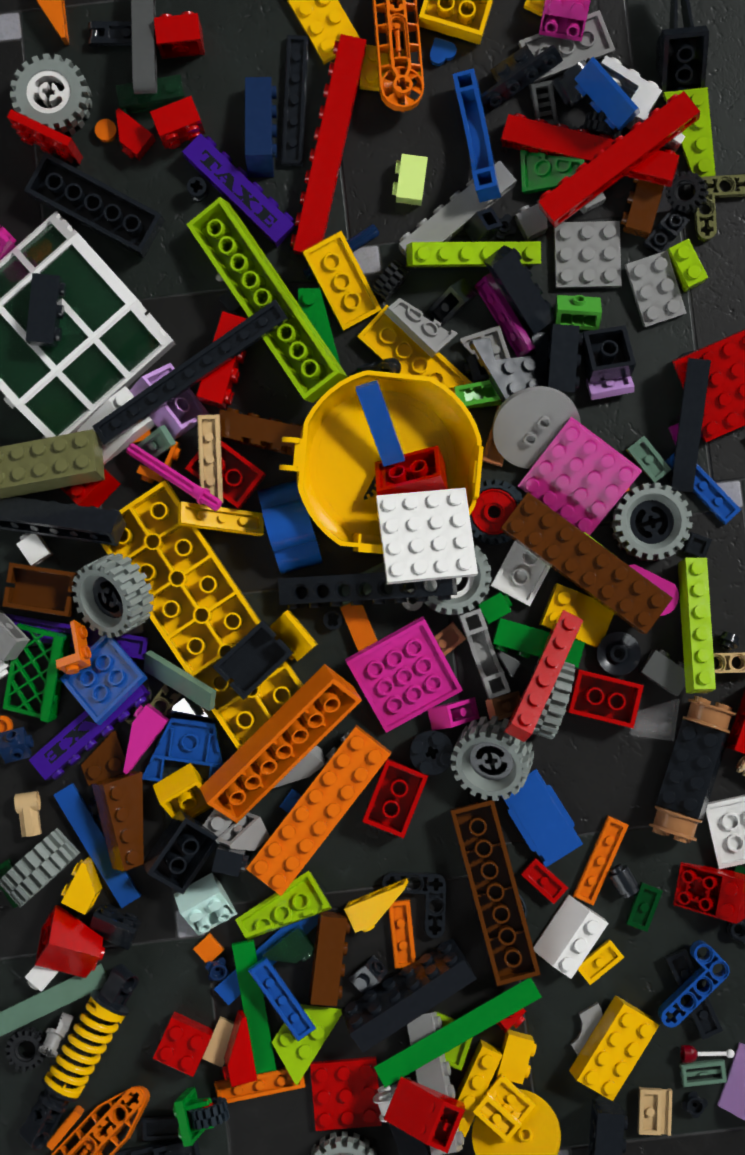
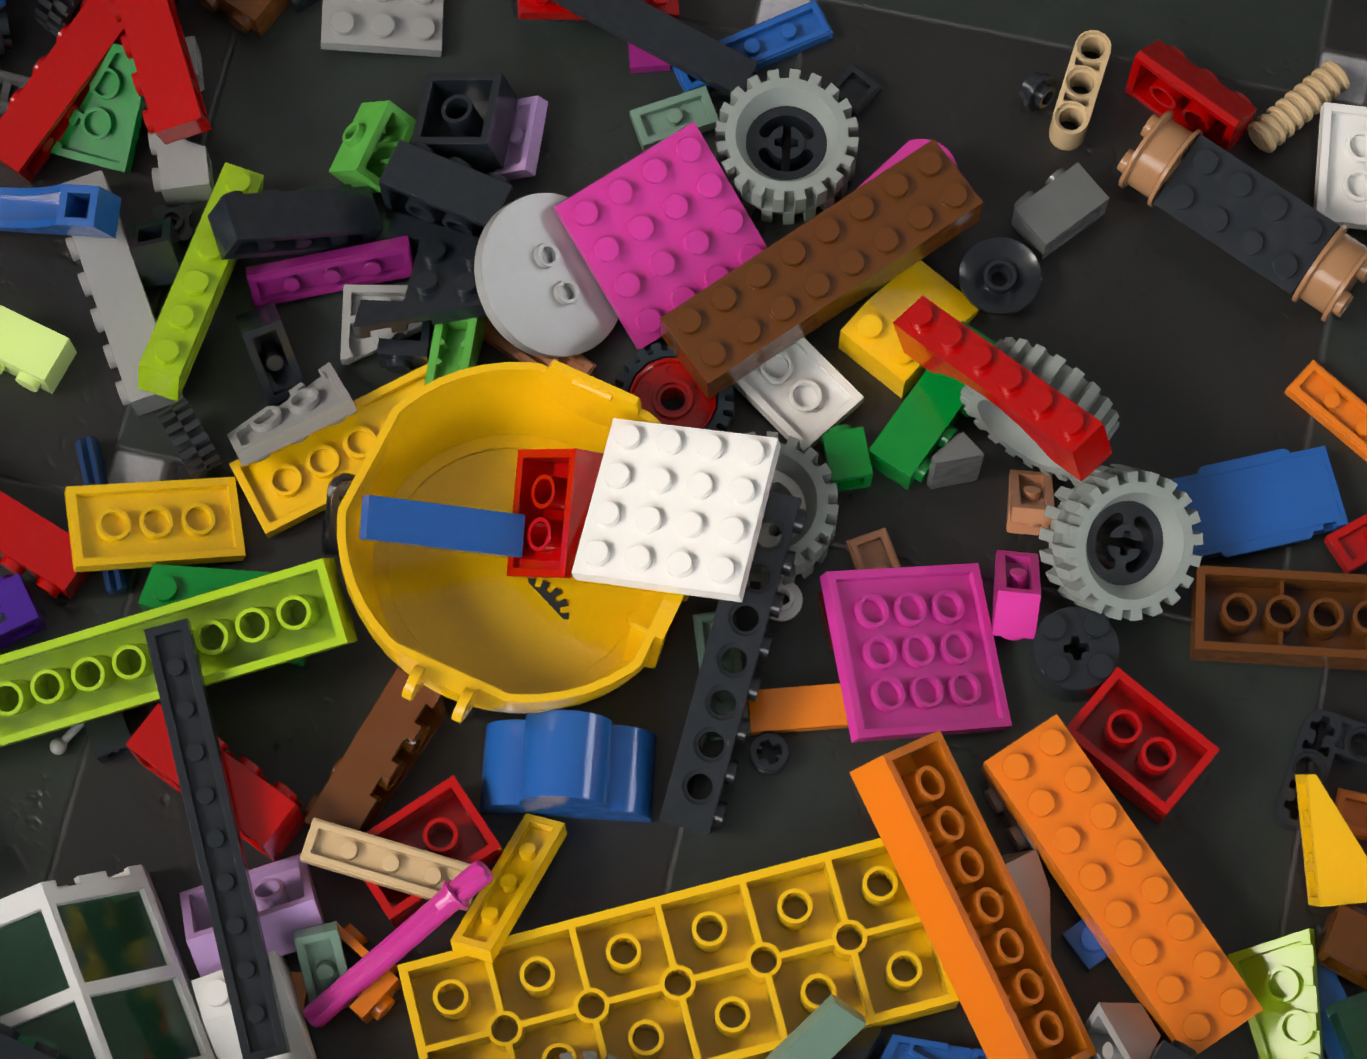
camera: 65 degrees left, 15 degrees down
(253, 659) = (797, 903): black piece -> none
(294, 635) = (775, 824): yellow slope -> none
(484, 653) = (962, 502): light grey arch -> none
(587, 255) = (279, 105): light grey plate -> none
(604, 698) = (1079, 310): red brick -> none
(657, 721) = (1141, 255): clear wing -> none
(696, 625) = (995, 126): lime brick -> none

